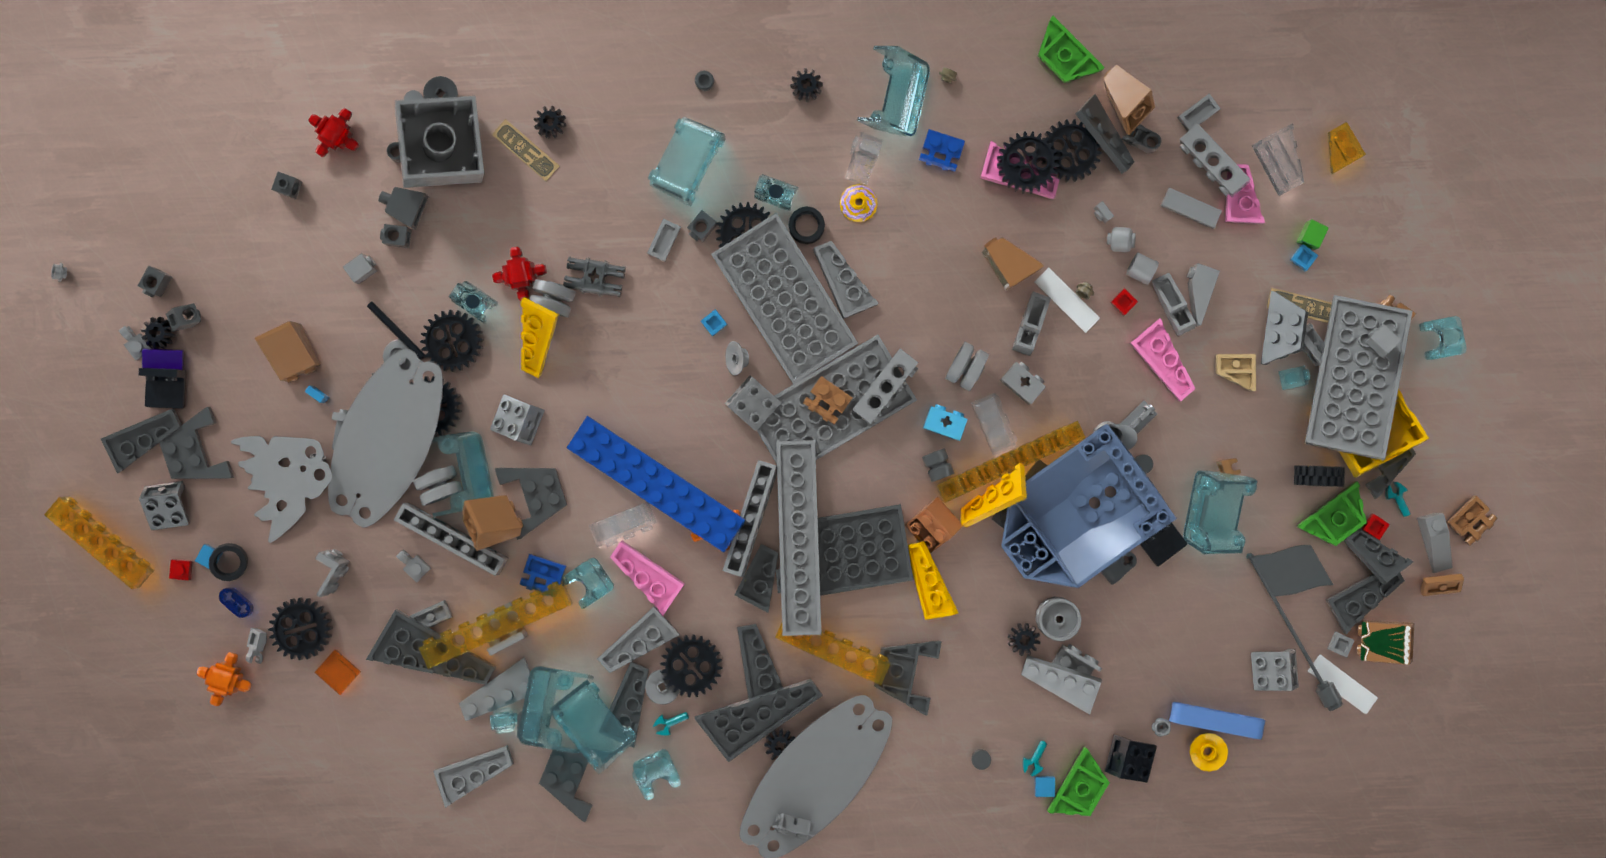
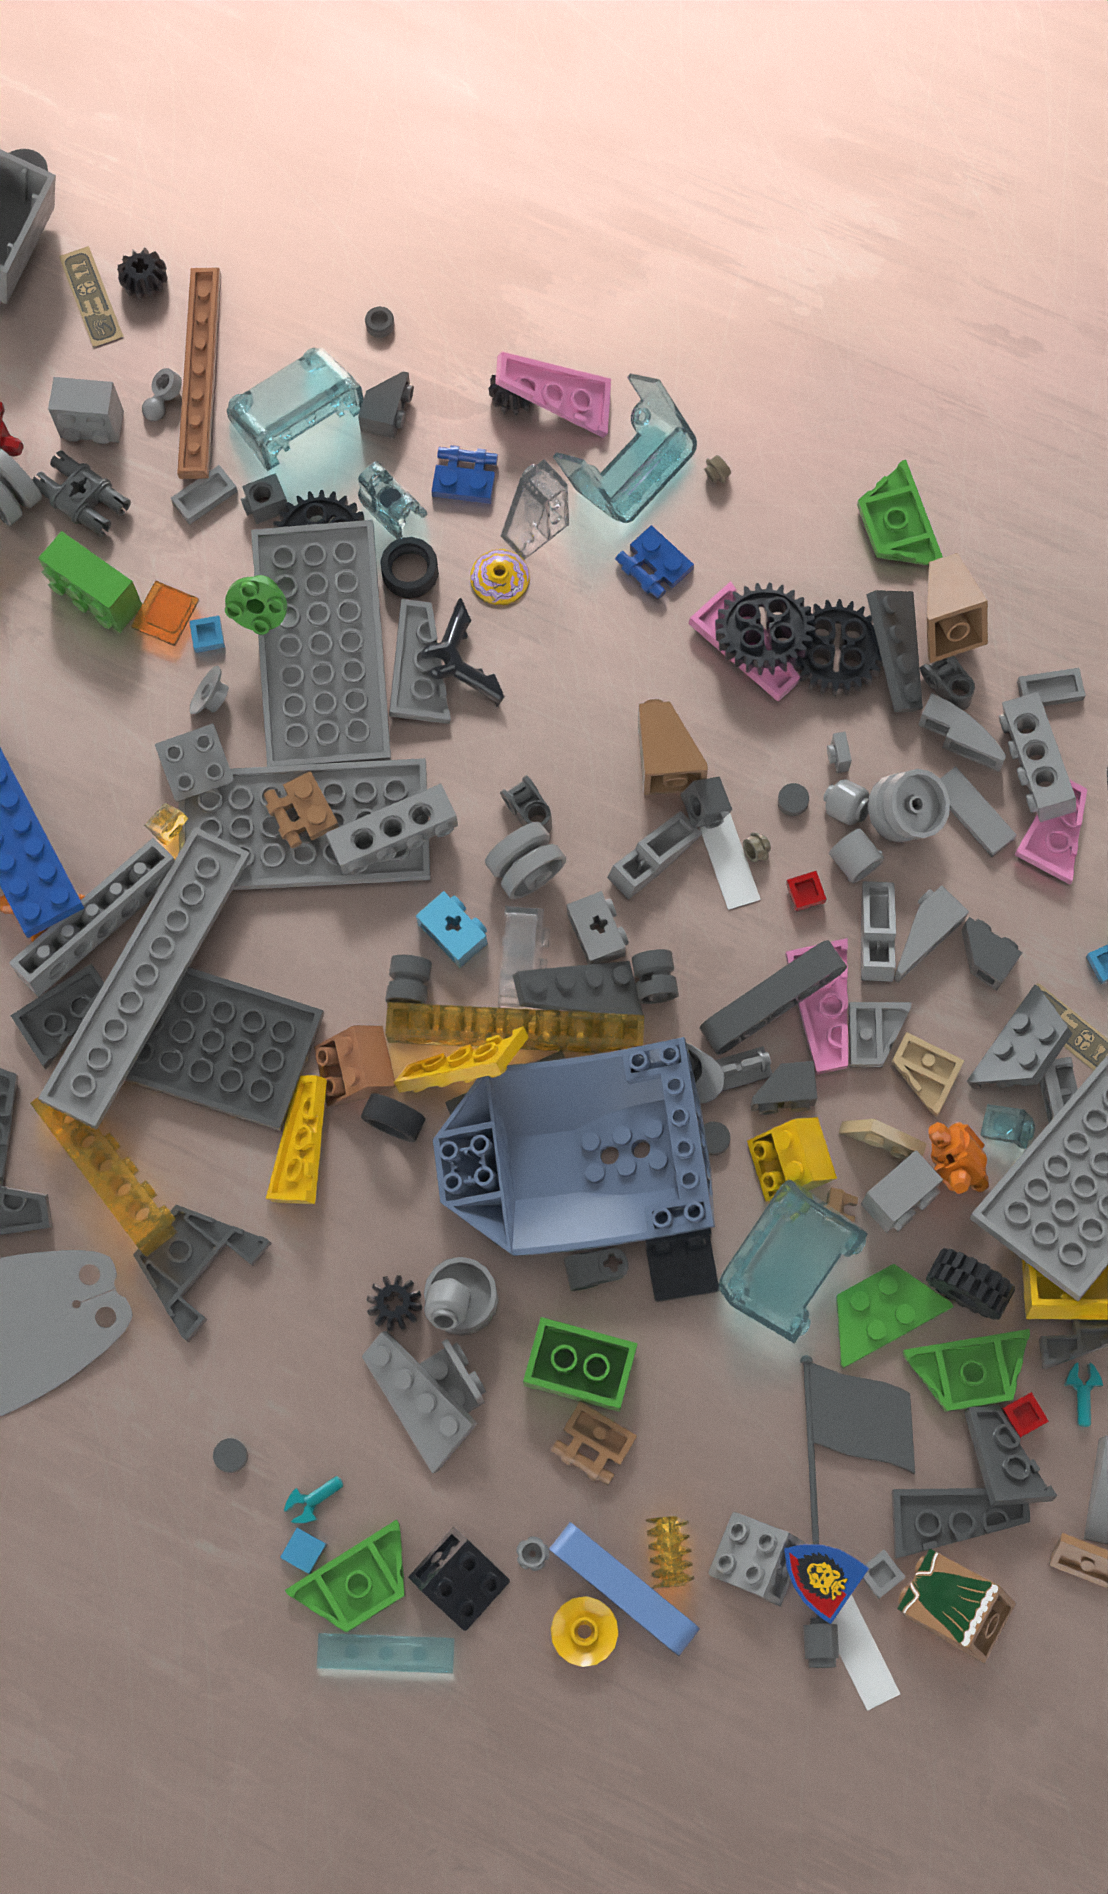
camera: 30 degrees right, 15 degrees down
(570, 227) = (86, 410): none -> light grey brick
(604, 201) = (165, 386): none -> light grey plate
(618, 166) = (199, 373): none -> nougat tile
(634, 330) = (90, 582): none -> bright green brick
(683, 323) = (165, 613): none -> clear orange piece
(737, 133) = (384, 406): none -> dark grey slope
(741, 297) = (256, 603): none -> bright green plate
(758, 445) = (166, 823): none -> clear yellow bracket
(809, 156) = (464, 483): none -> blue plate
(837, 74) = (561, 390): none -> bright pink wing
(858, 266) = (454, 665): none -> black piece
(947, 331) = (527, 802): none -> dark grey piece
(971, 544) = (393, 1117): none -> black tyre
(1037, 421) = (580, 988): none -> dark grey wing
(1046, 280) = (706, 802): none -> dark grey brick
(1059, 630) = (447, 1303): none -> light grey head
(1074, 397) = (655, 976): none -> dark grey wheel
(1090, 251) = (793, 799): none -> dark grey tile
(1114, 814) = (385, 1653): none -> clear light blue tile
(1138, 373) = (773, 997): none -> dark grey beam
(1138, 621) = (580, 1364): none -> bright green brick
(1159, 227) = (909, 805): none -> light grey wheel
(1163, 166) = (962, 733): none -> light grey slope
(1165, 650) = (598, 1433): none -> medium nougat plate
(1169, 416) = (788, 1087): none -> dark grey slope
(1190, 454) = (792, 1153): none -> yellow slope
(1199, 362) = (874, 1030): none -> light grey wing
(1232, 420) = (882, 1136): none -> tan wing
(1233, 690) = (669, 1552): none -> clear yellow piece
(1239, 288) = (988, 954): none -> dark grey slope
(1260, 445) = (901, 1191): none -> light grey brick
(1276, 510) = (883, 1311): none -> bright green wing
(1280, 410) = (959, 1157): none -> orange piece
(1317, 664) = (823, 1577): none -> shield

